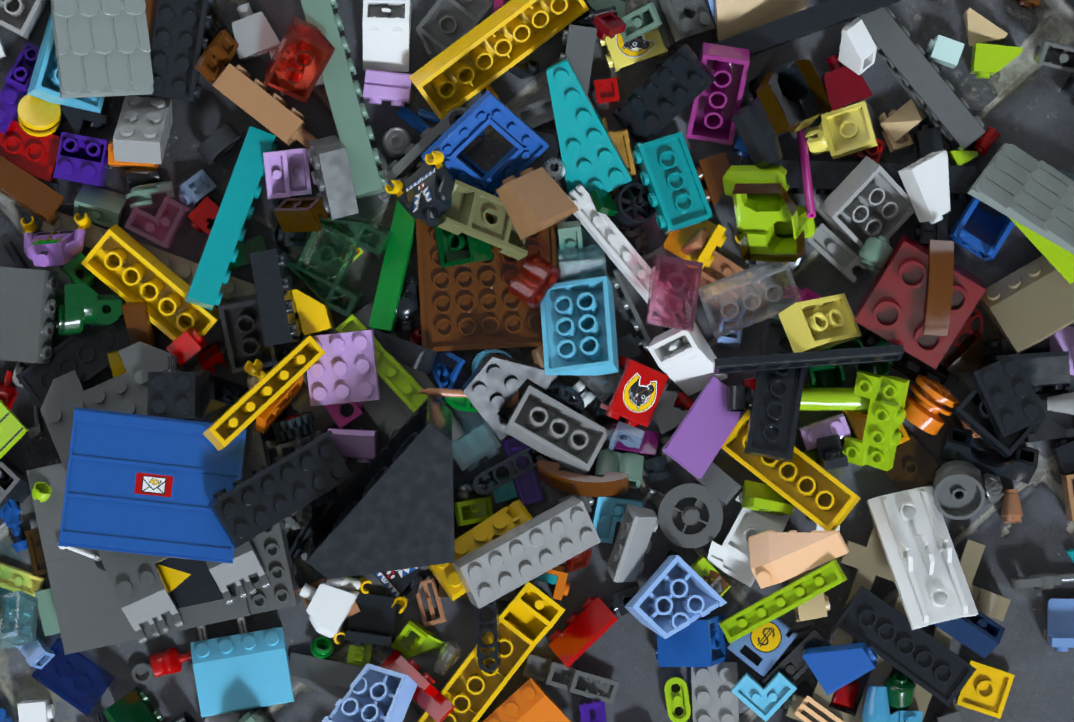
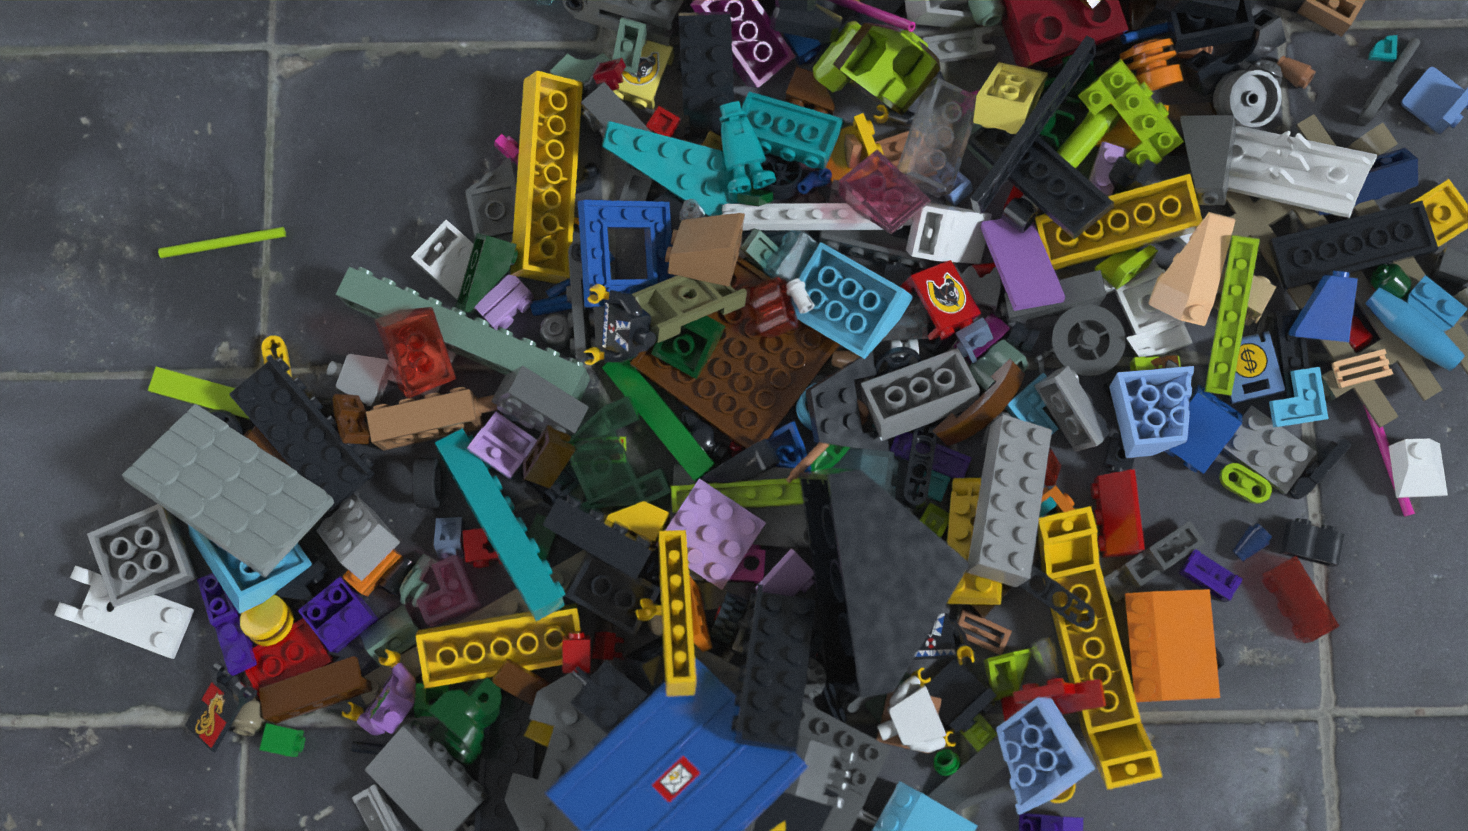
camera: 40 degrees left, 10 degrees down
(395, 59) = (486, 266): none -> dark green slope
(556, 293) = (800, 296): none -> white pin
(627, 166) = (742, 148): none -> teal piece
(652, 231) = (815, 179): none -> blue arm
(888, 497) = (1209, 151): none -> dark grey slope
(952, 379) = (1144, 33): none -> blue bar

